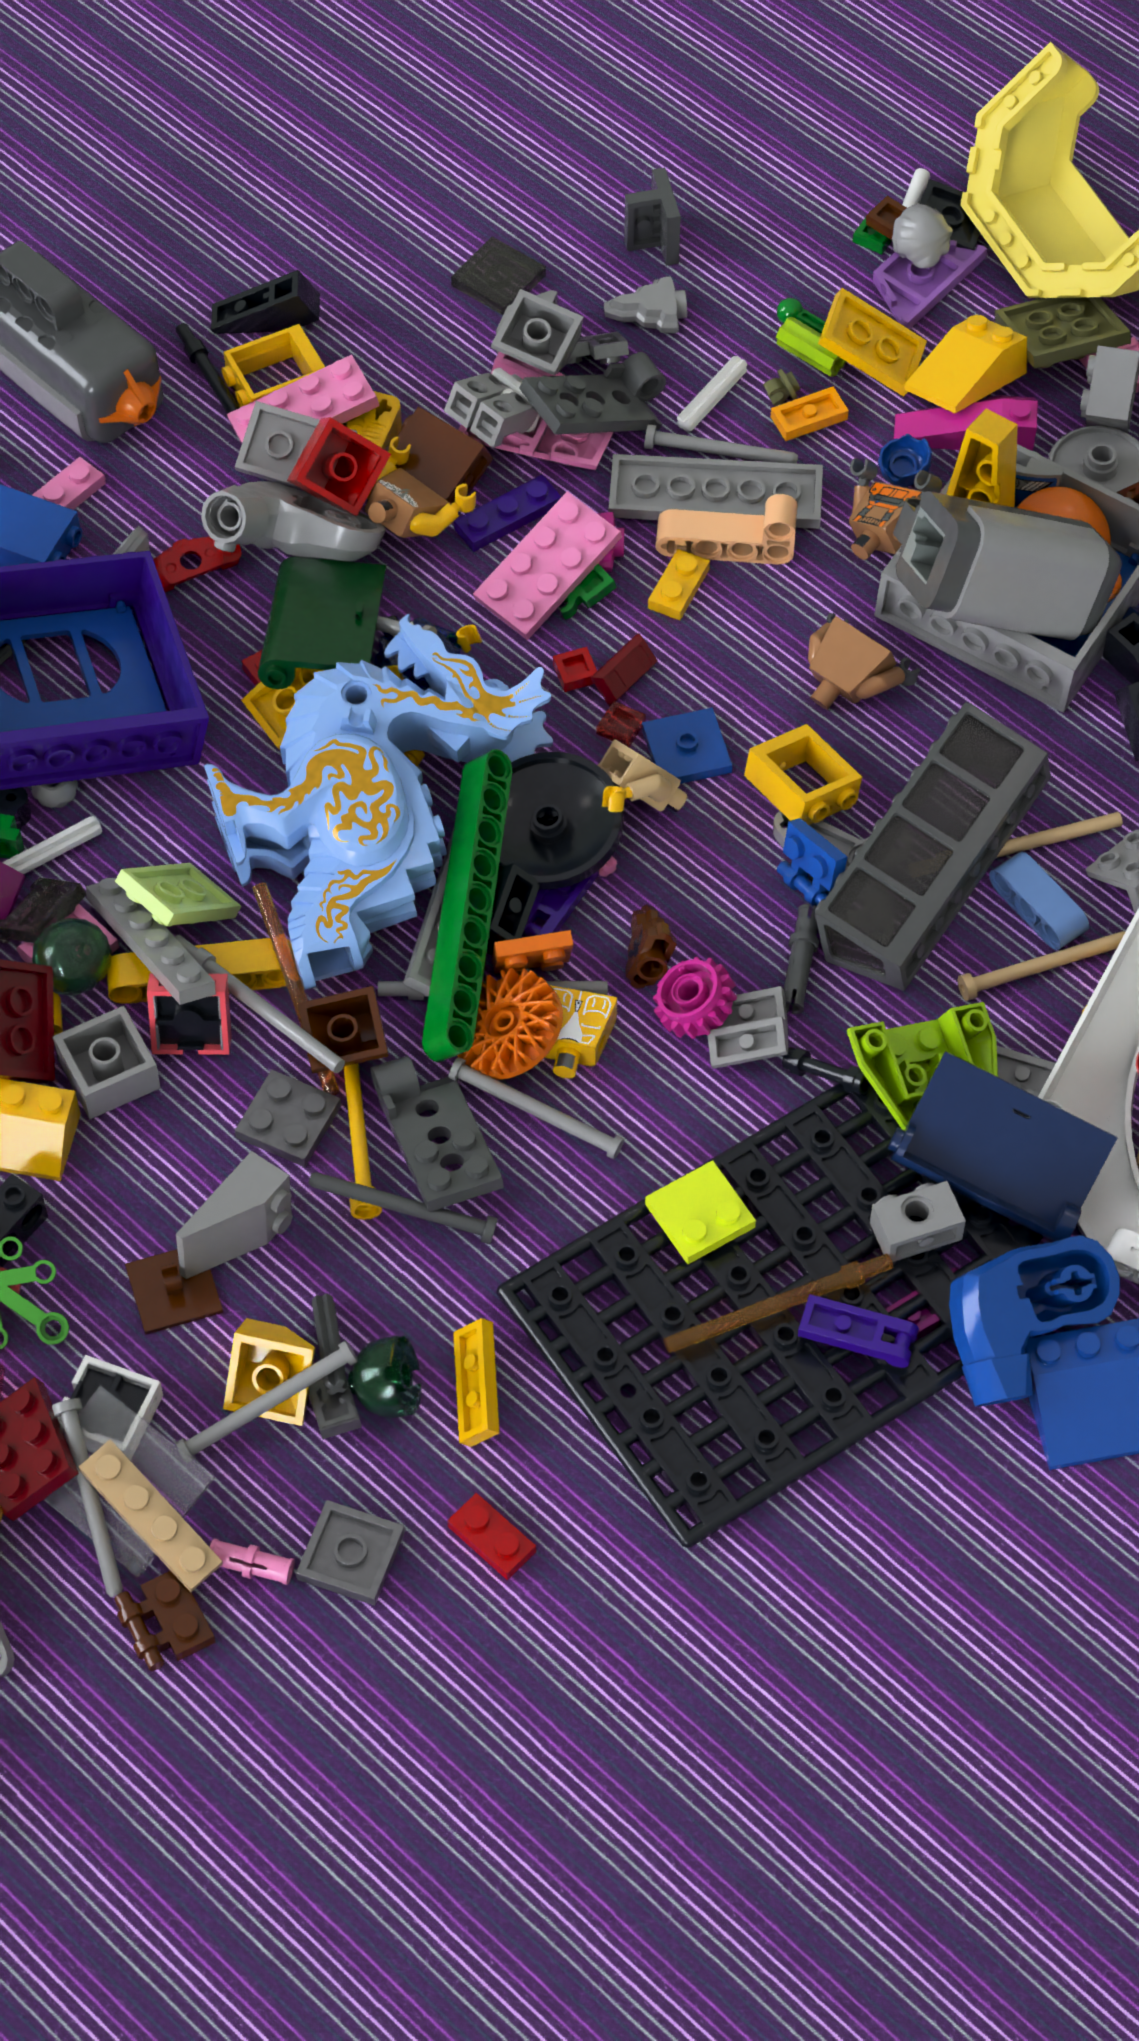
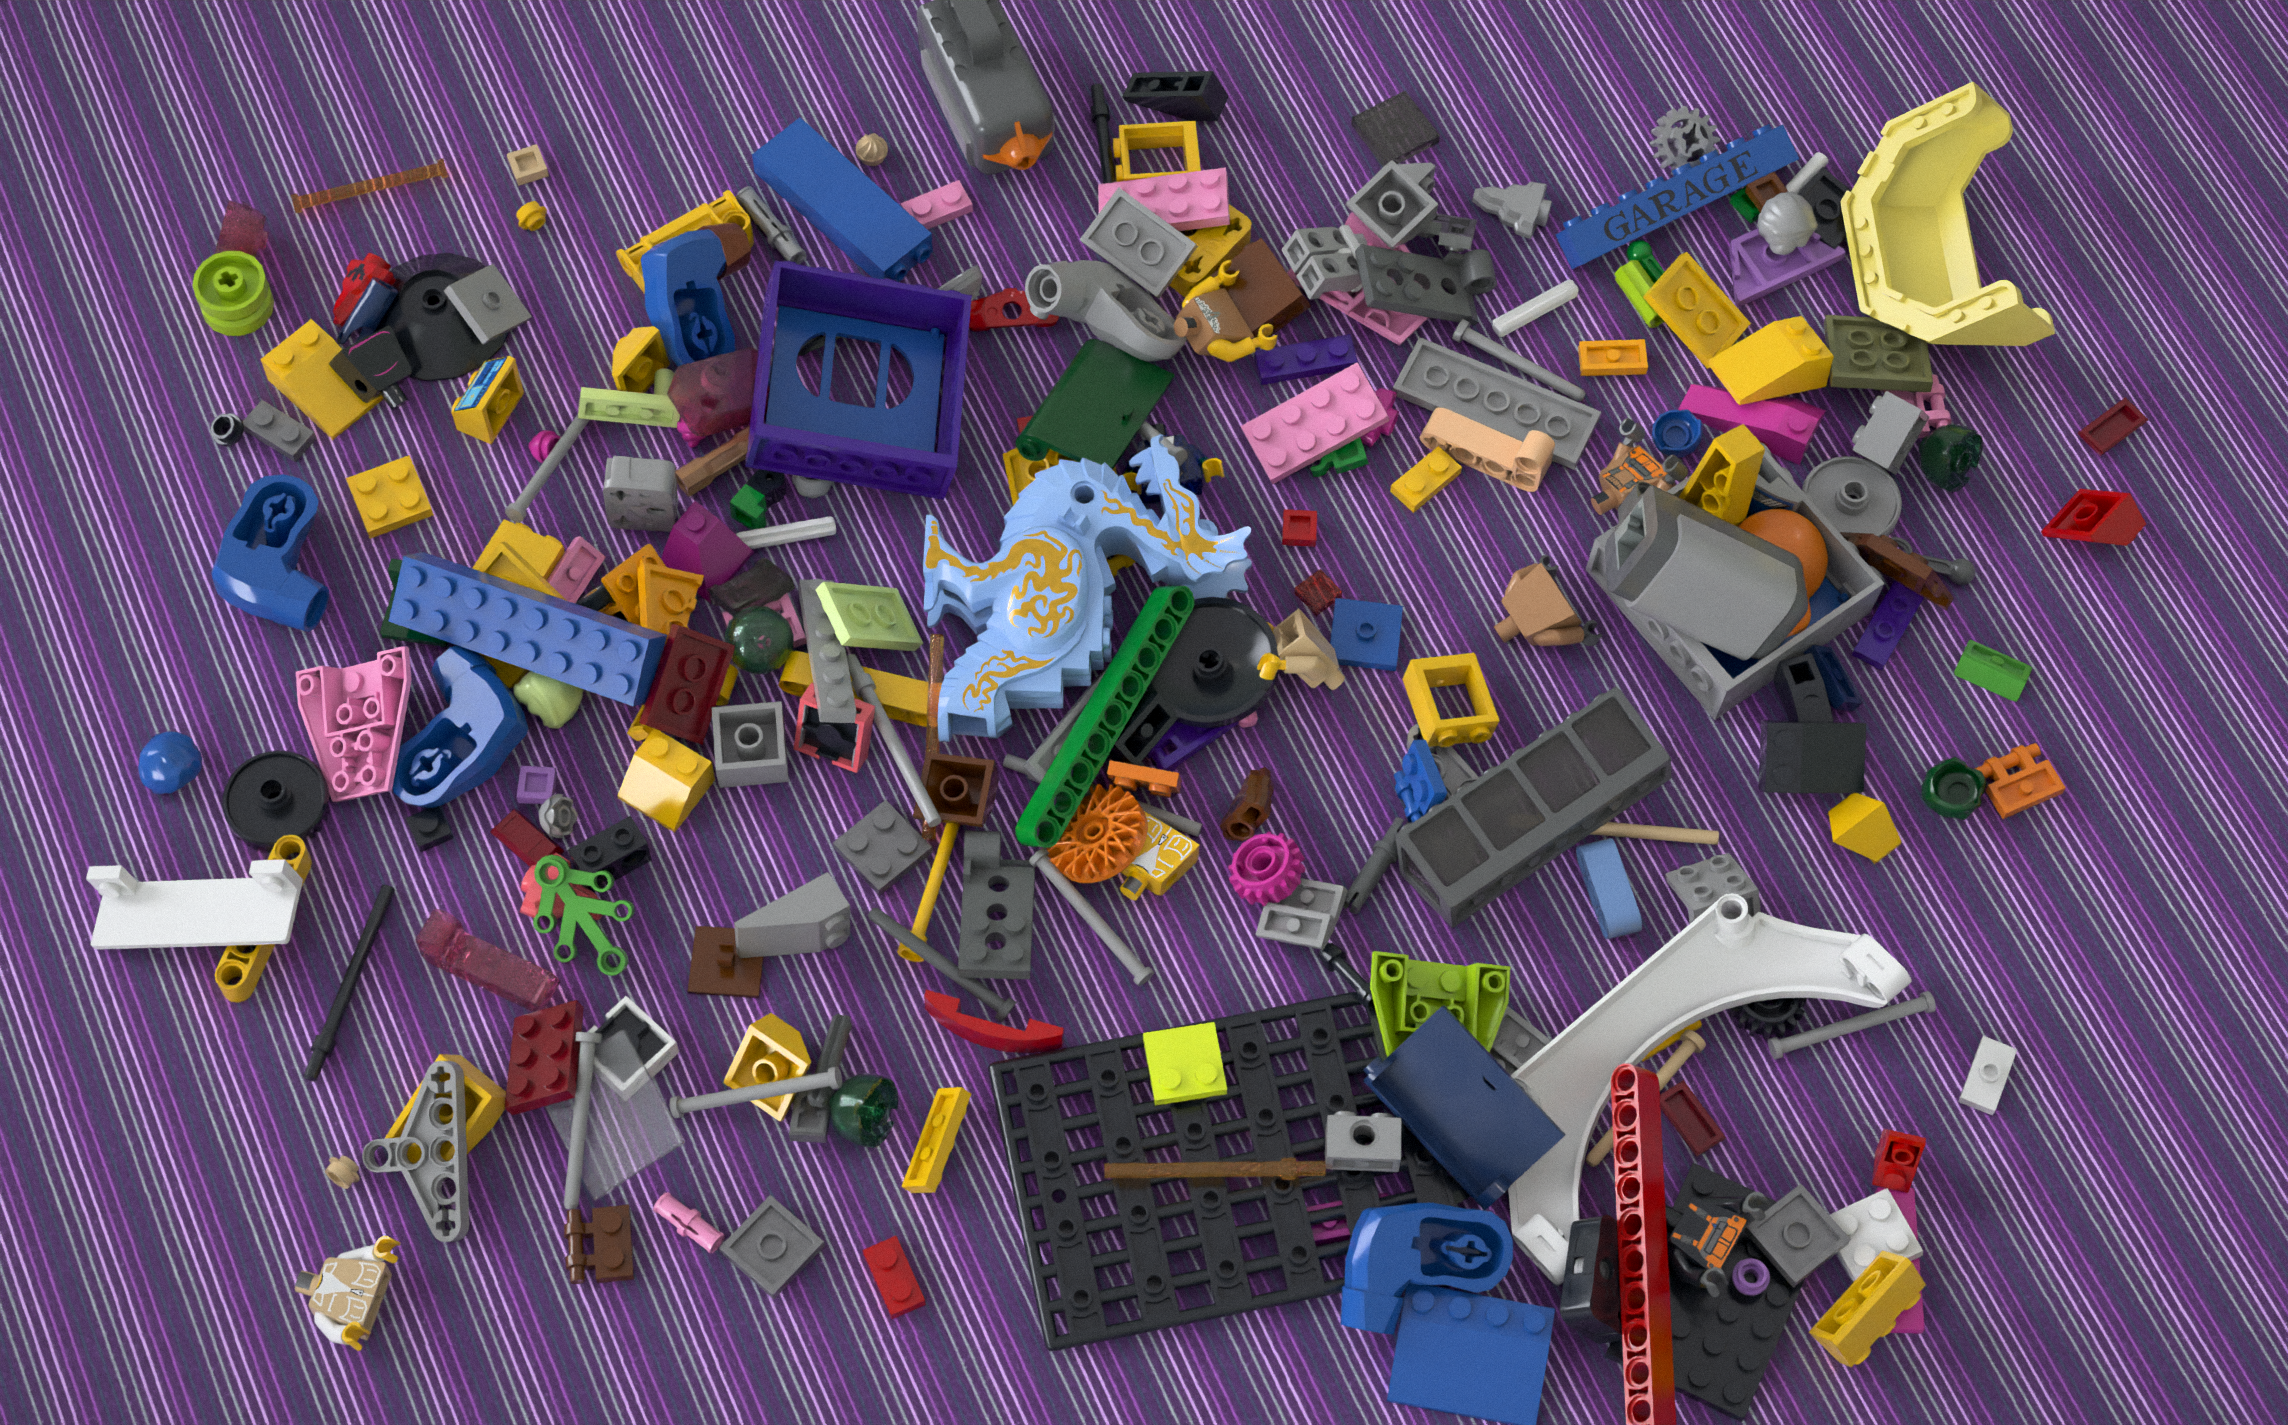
camera: 20 degrees right, 5 degrees up
(150, 1515) = (619, 1154): tan plate -> none
(339, 466) = (1165, 273): red slope -> none
(482, 1258) = (1036, 1037): none -> red slope
(624, 669) = (1341, 543): dark red tile -> none
(653, 219) = (1550, 123): dark grey bracket -> none
(780, 388) = (1599, 324): olive plate -> none
(787, 197) = (1671, 144): none -> light grey gear
(802, 248) = (1676, 196): none -> blue brick
(858, 1330) = (1269, 1219): dark purple plate -> none
(971, 985) = (1571, 946): tan bar -> none

